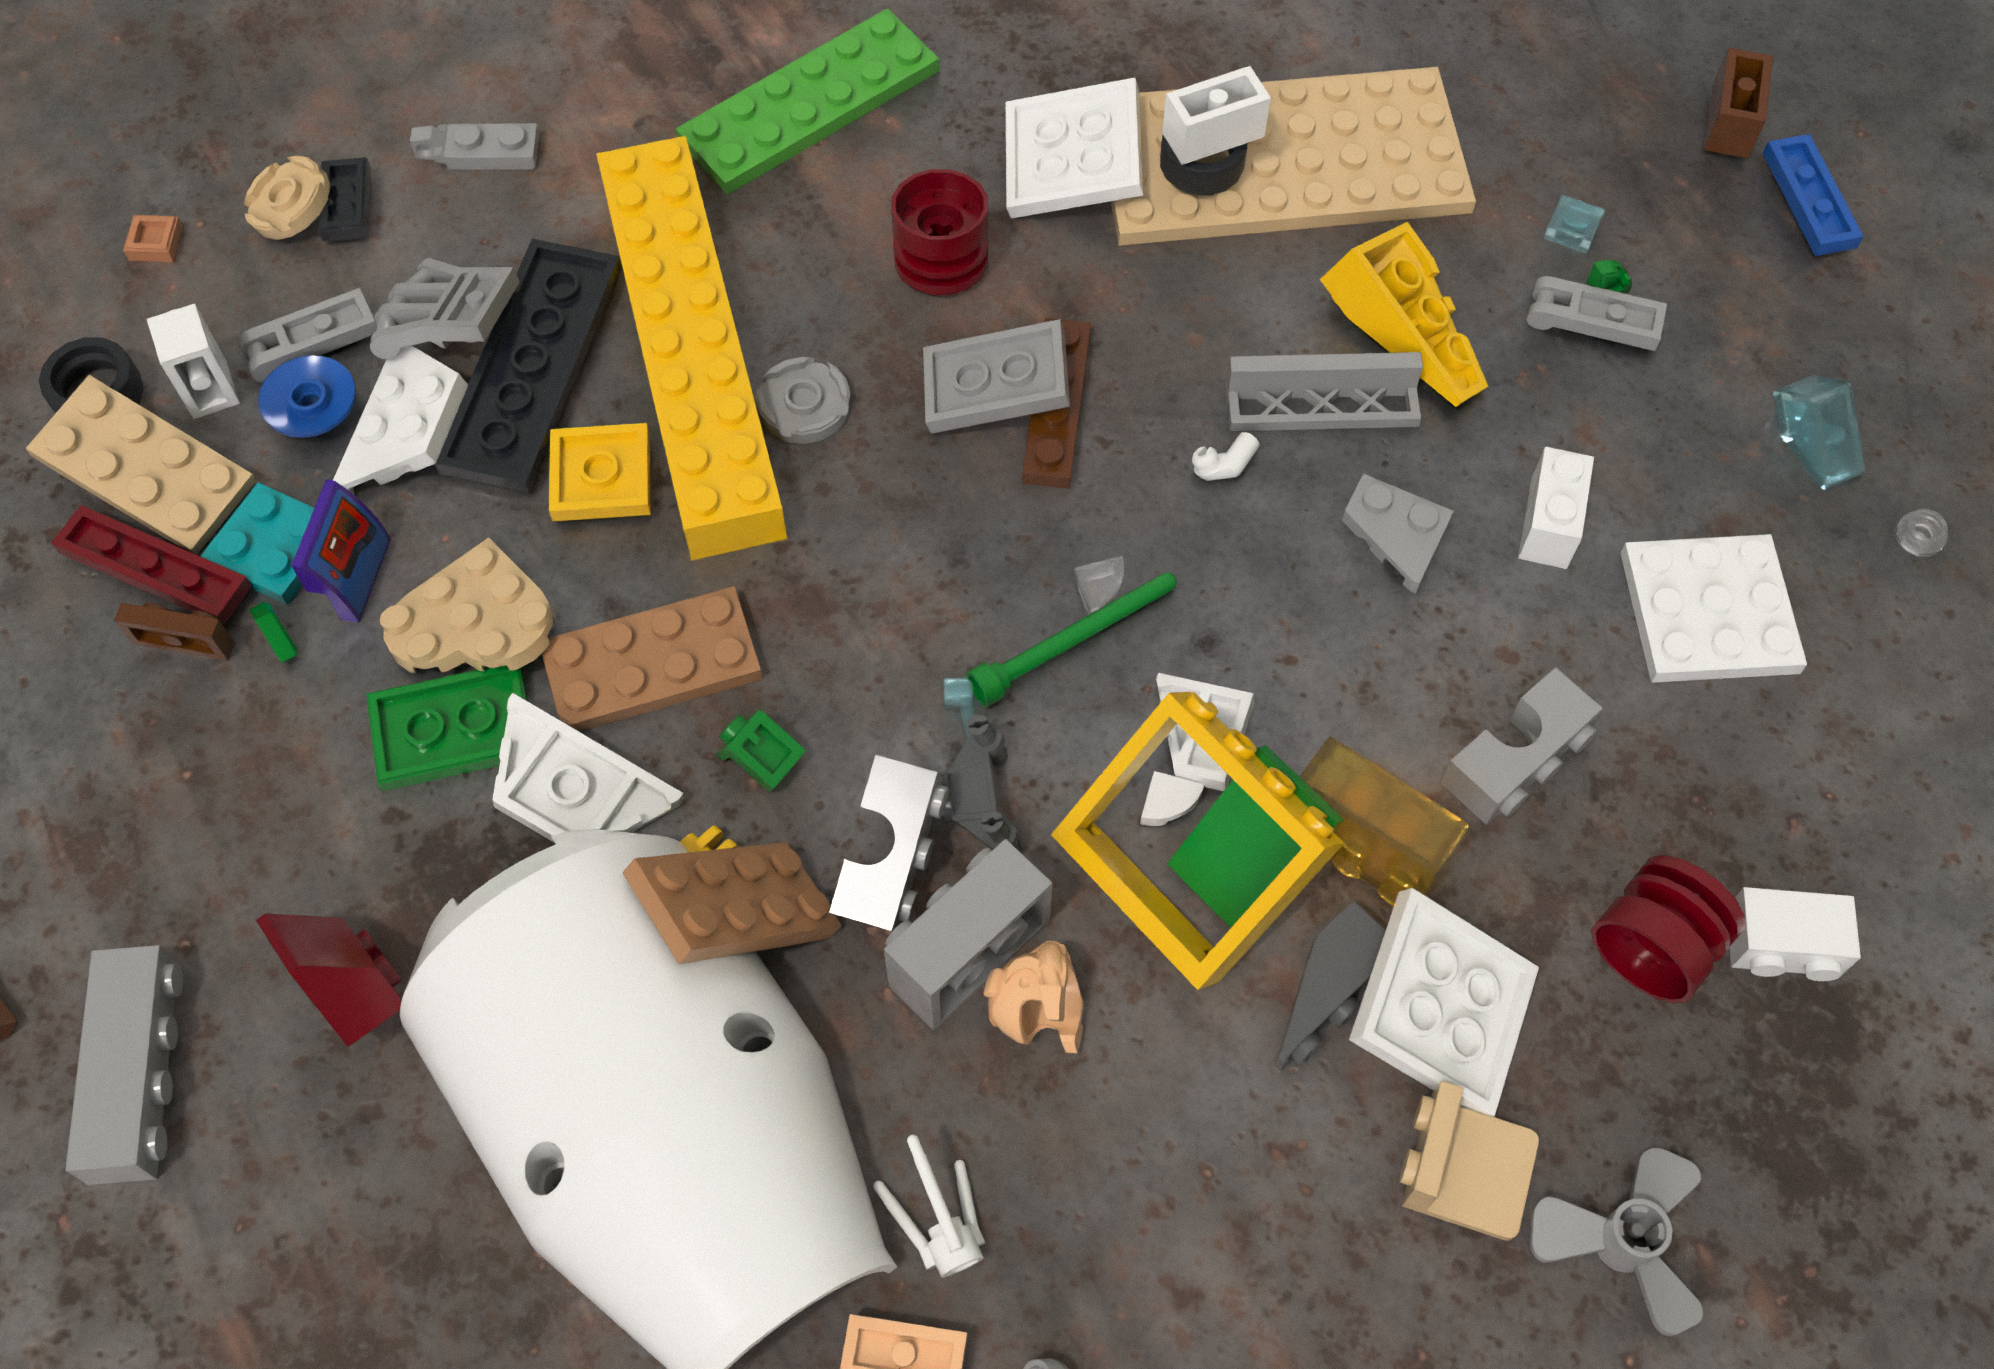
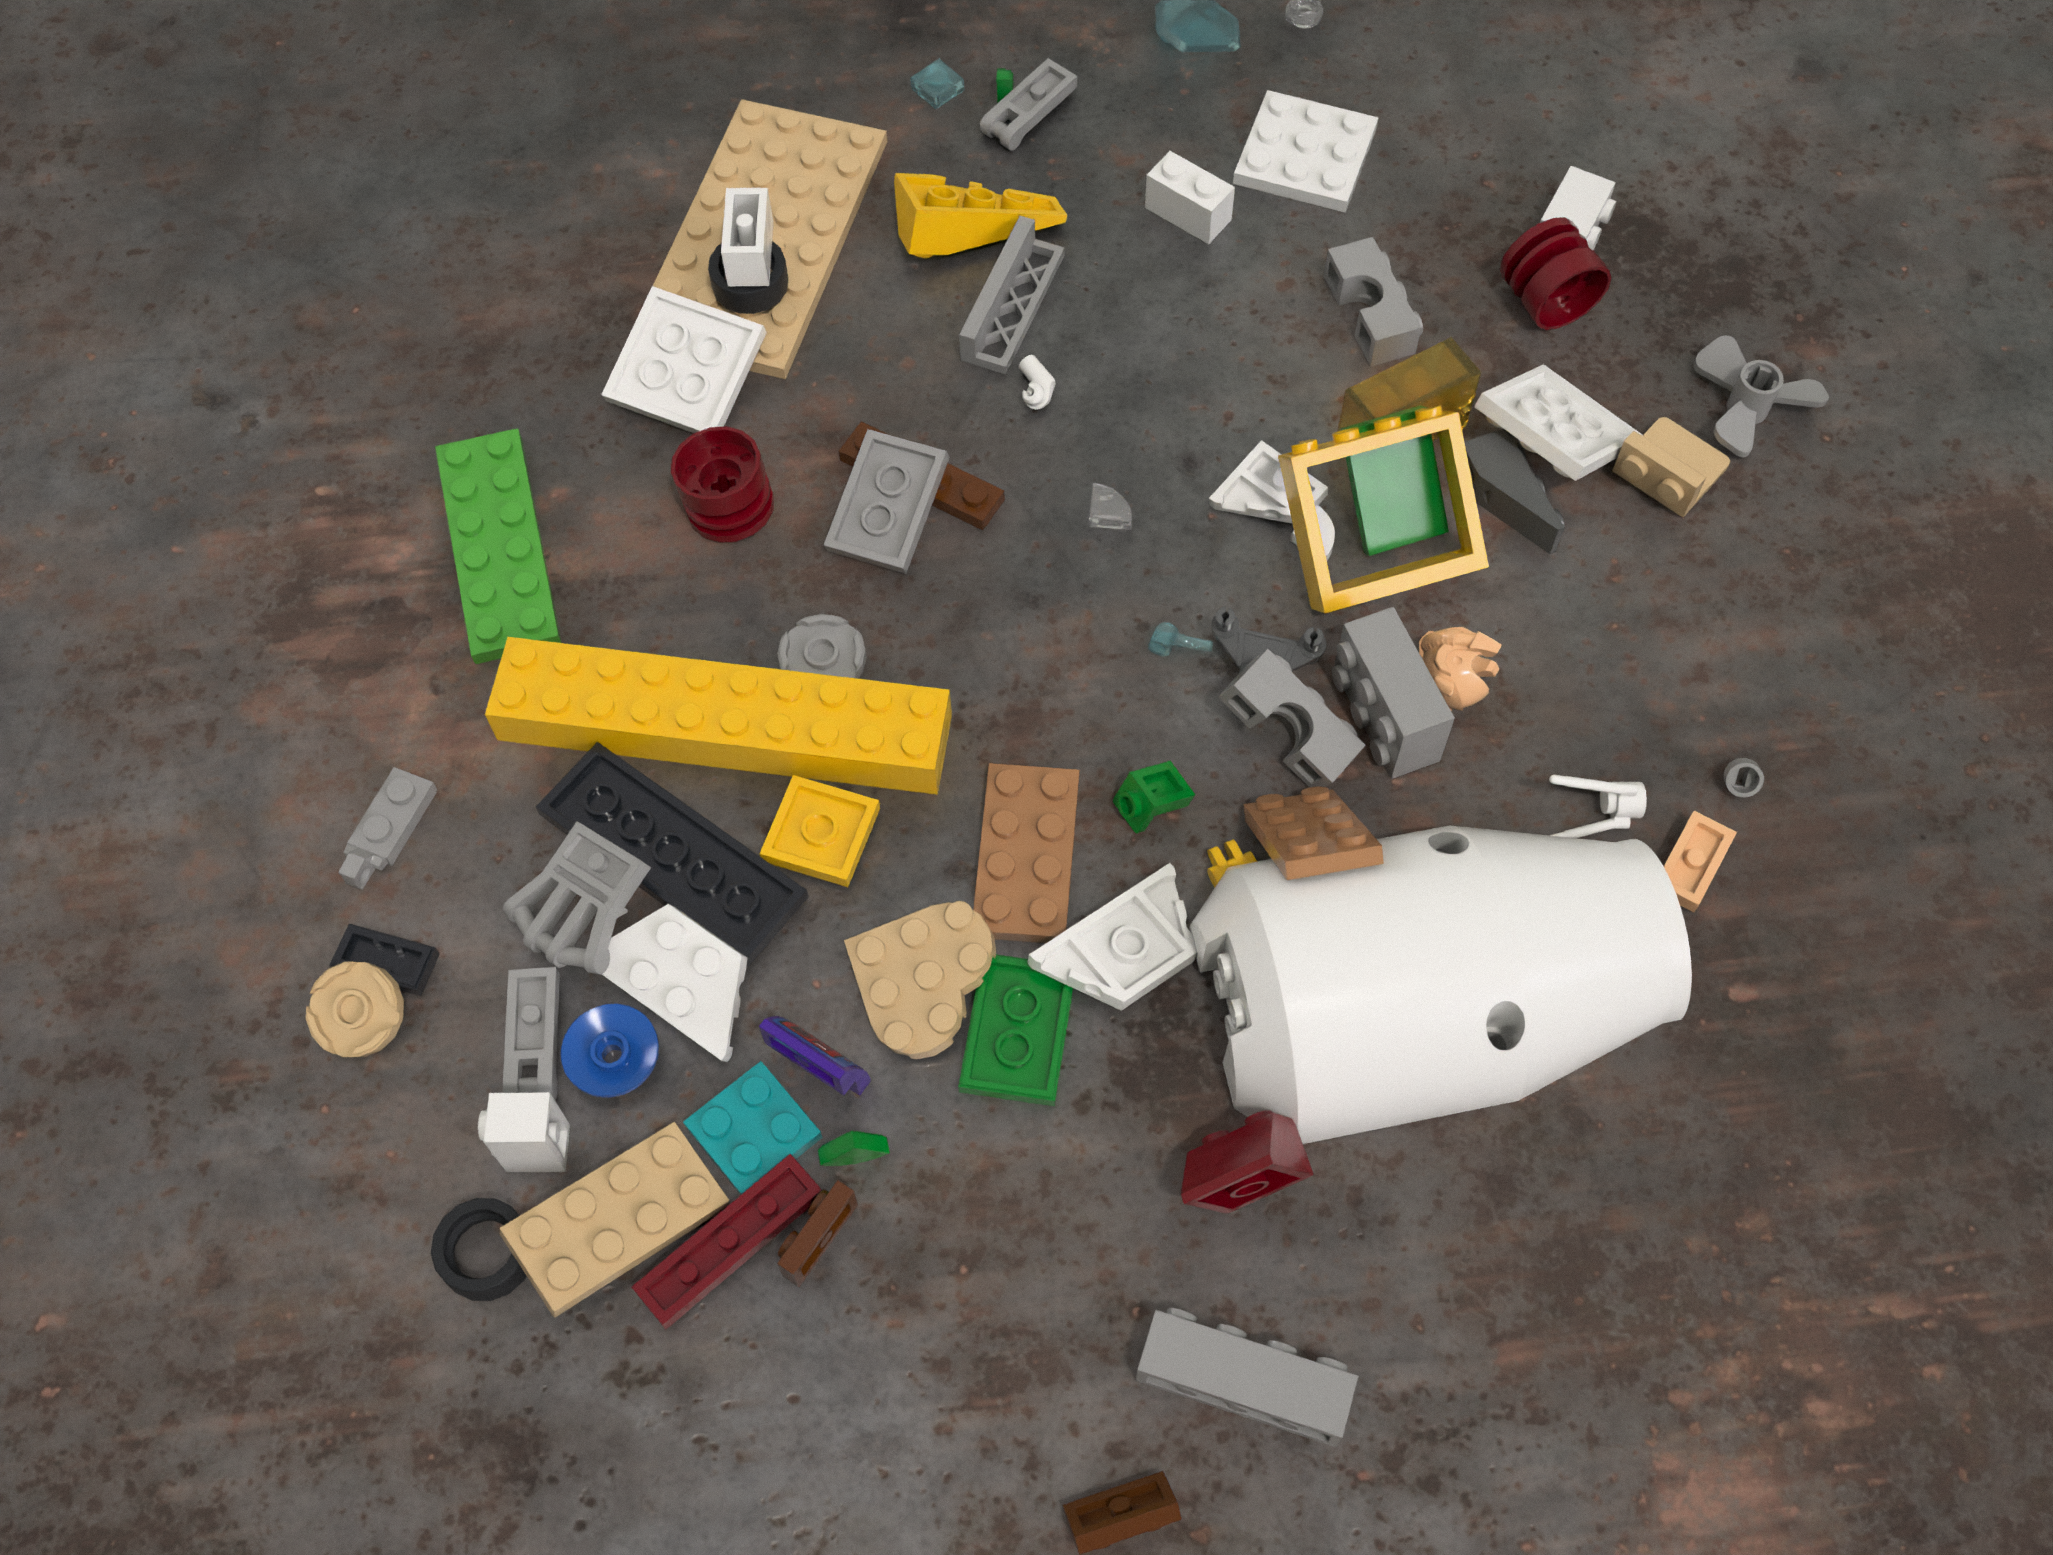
camera: 65 degrees left, 0 degrees up
(153, 238) = (322, 1154): nougat tile -> none
(992, 680) = (1162, 606): green piece -> none
(1397, 526) = (1150, 301): light grey wing -> none

